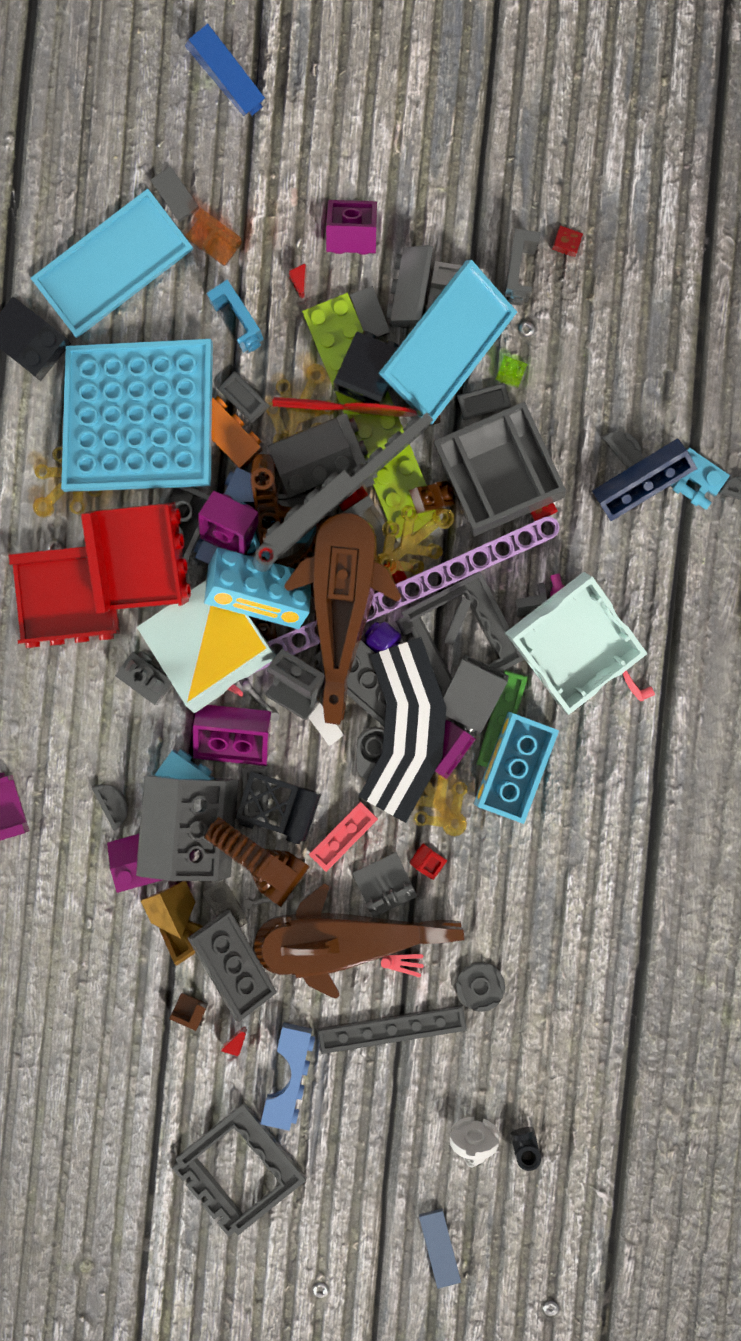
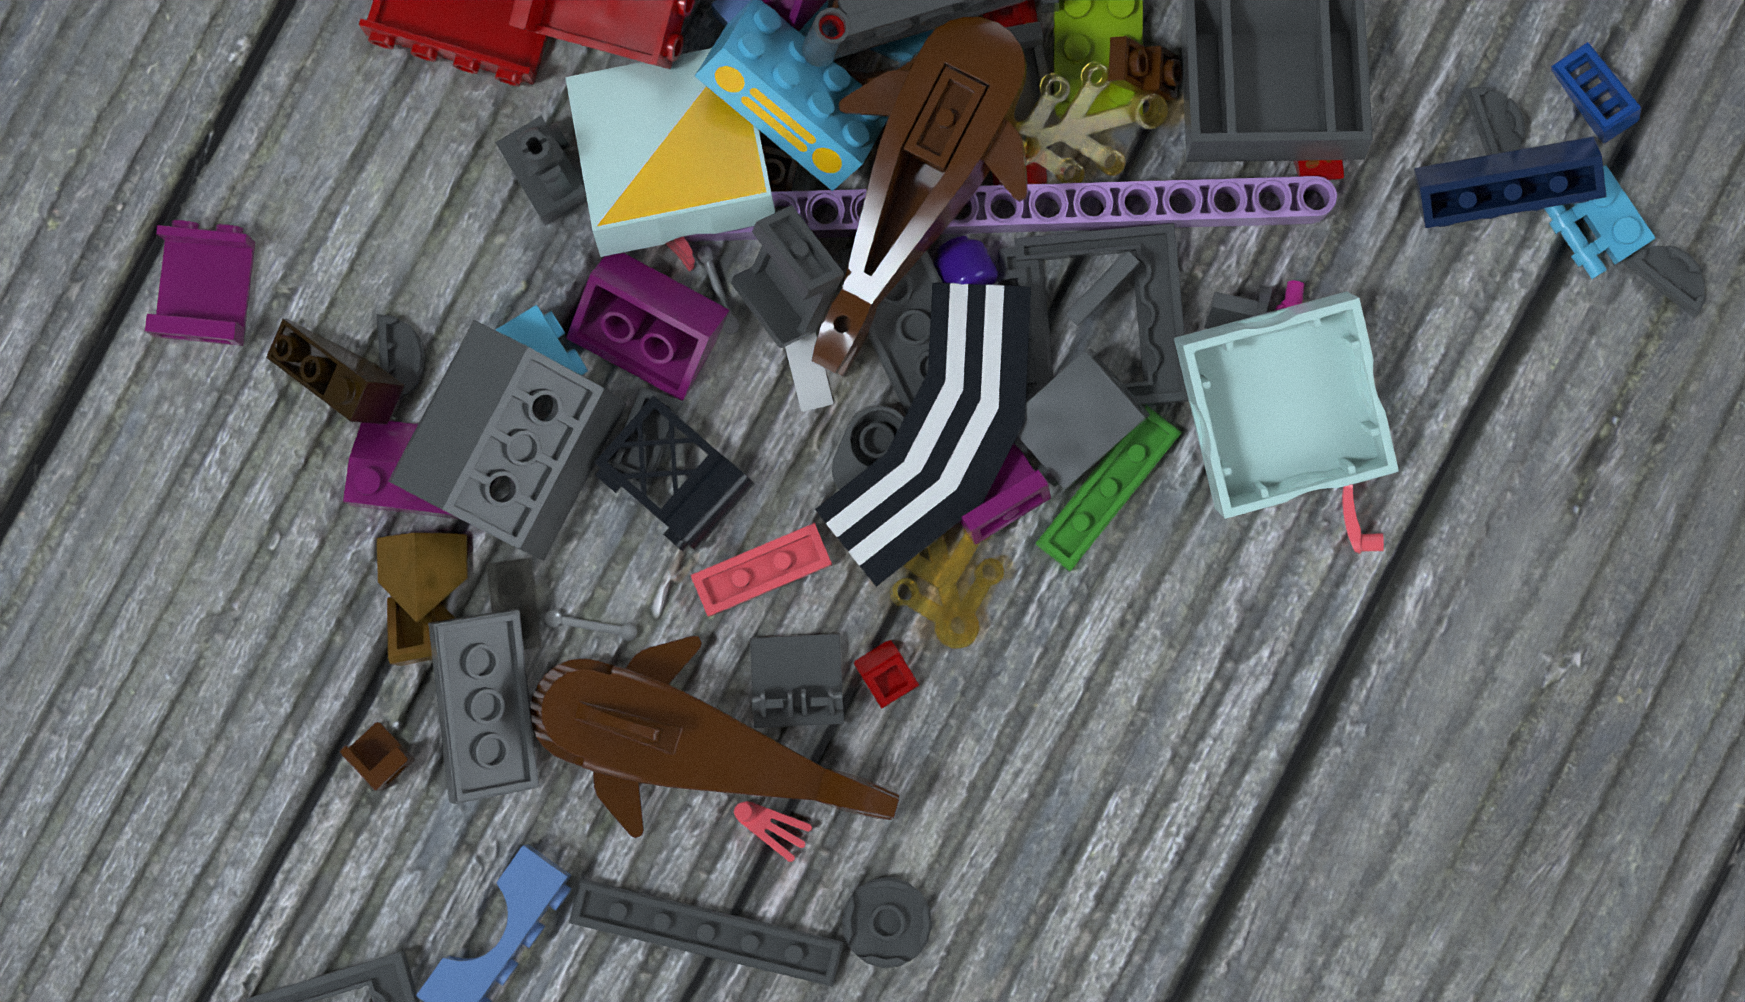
camera: 25 degrees right, 5 degrees down
(85, 828) = (335, 375): none -> dark brown slope
(235, 1043) = (434, 843): red slope -> none
(273, 870) = (618, 577): reddish brown arm -> none
(515, 767) = (1100, 571): medium azure brick -> none
(672, 423) = (1595, 116): none -> blue slope

